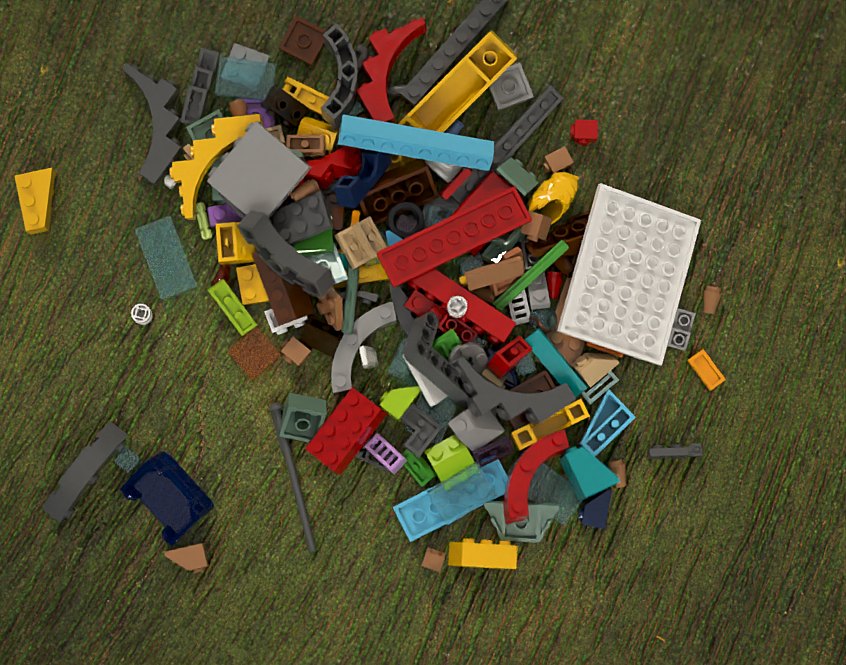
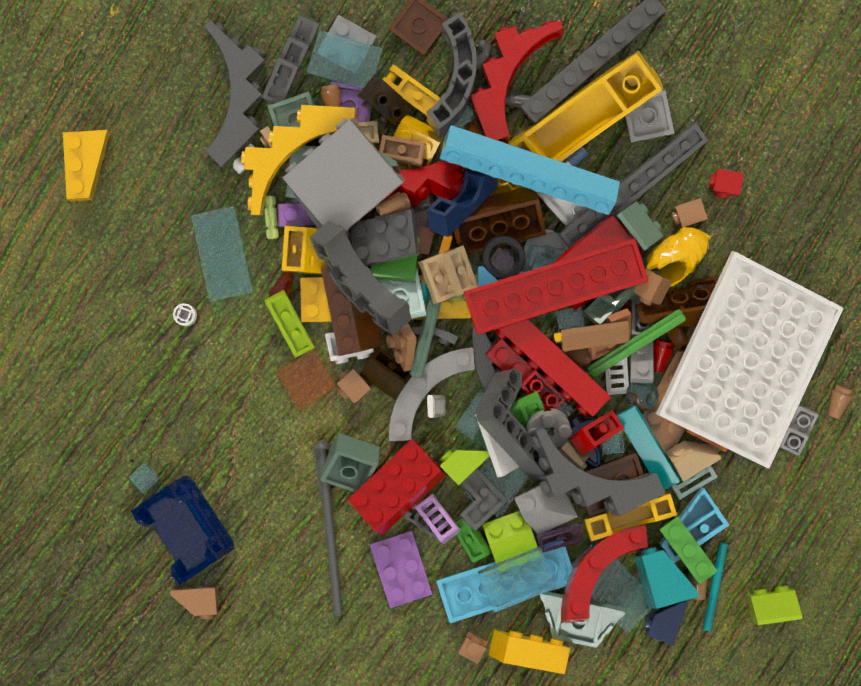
camera: 15 degrees right, 5 degrees up
(84, 472) = (94, 485): dark grey brick -> none
(360, 502) = (400, 569): none -> medium lavender plate
(456, 181) = (566, 222): red tile -> none
(459, 304) = (548, 370): white wheel -> none
(604, 444) = (688, 550): none -> bright green plate
(633, 473) = (715, 586): none -> teal bar
(675, 451) = (769, 569): dark grey hinge -> none
(686, 481) = (774, 606): none -> lime slope
(706, 370) = (819, 481): light orange tile -> none

